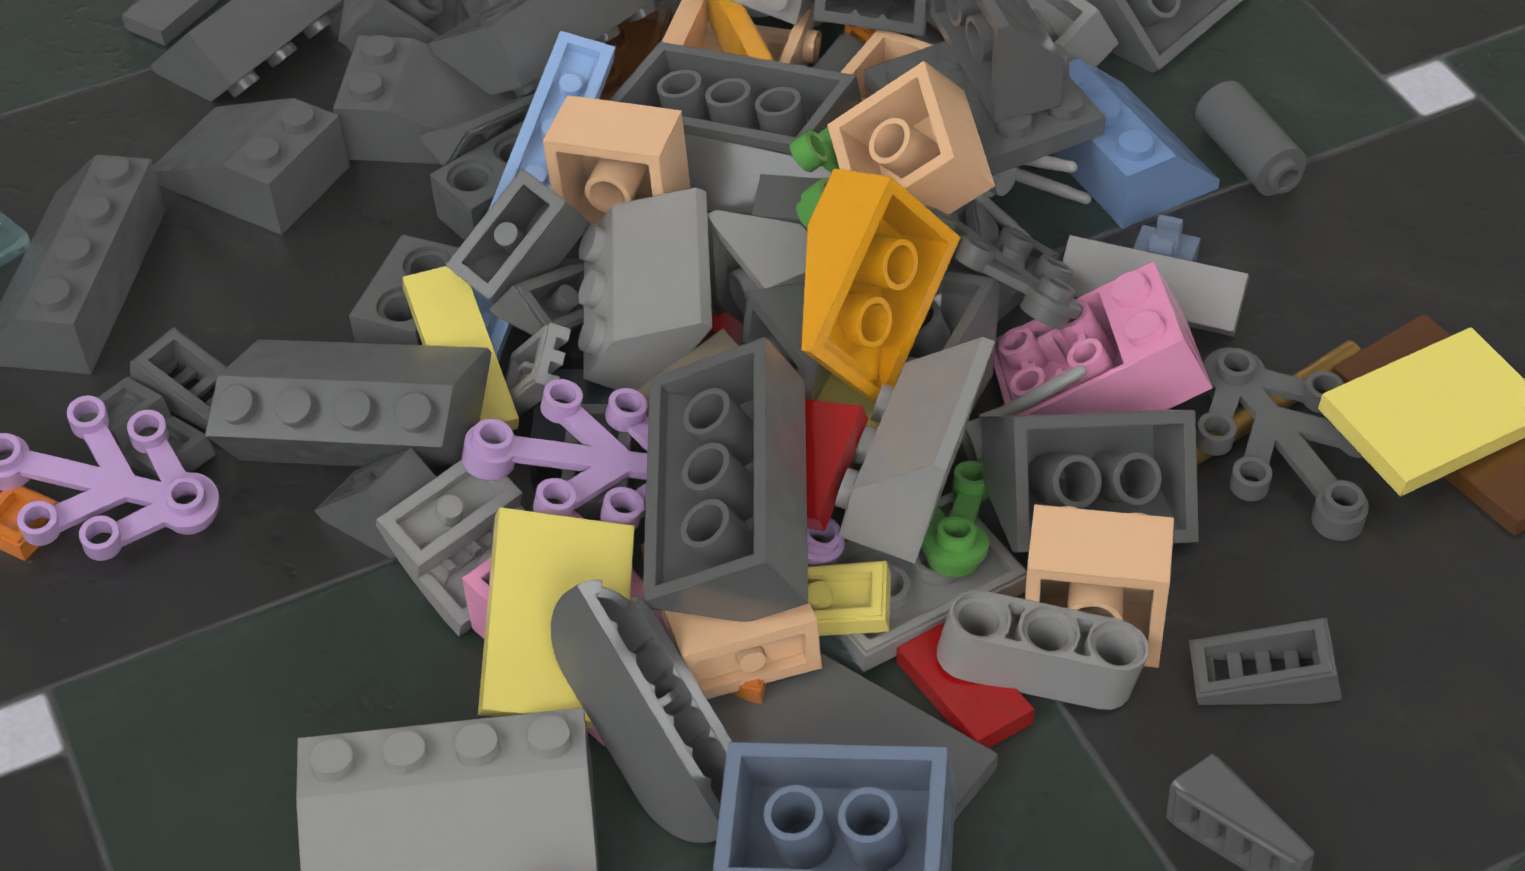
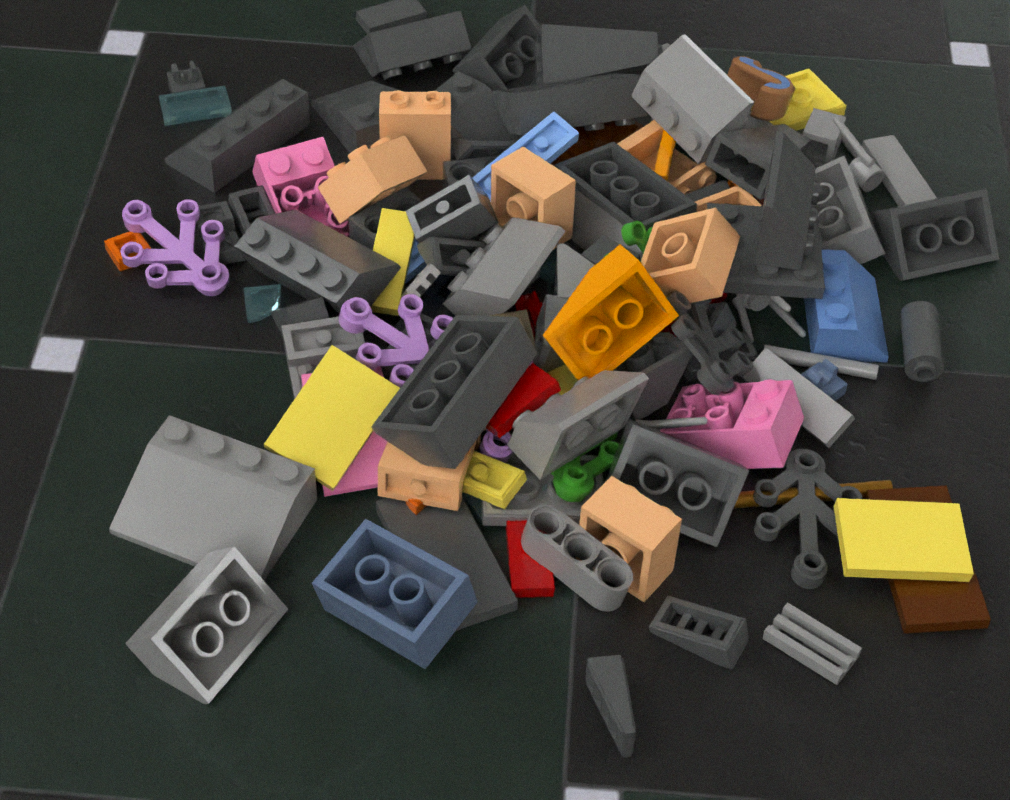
camera: 25 degrees right, 0 degrees up
(237, 291) = (293, 179): none -> bright pink slope
(288, 503) = (261, 301): none -> clear light blue tile
(348, 241) = (371, 176): none -> light nougat brick
(366, 152) = (425, 123): none -> light nougat panel
(643, 706) = (345, 474): dark grey brick -> none
(1130, 226) = (808, 359): none -> light grey bar
(1419, 600) = (815, 639): none -> light grey tile

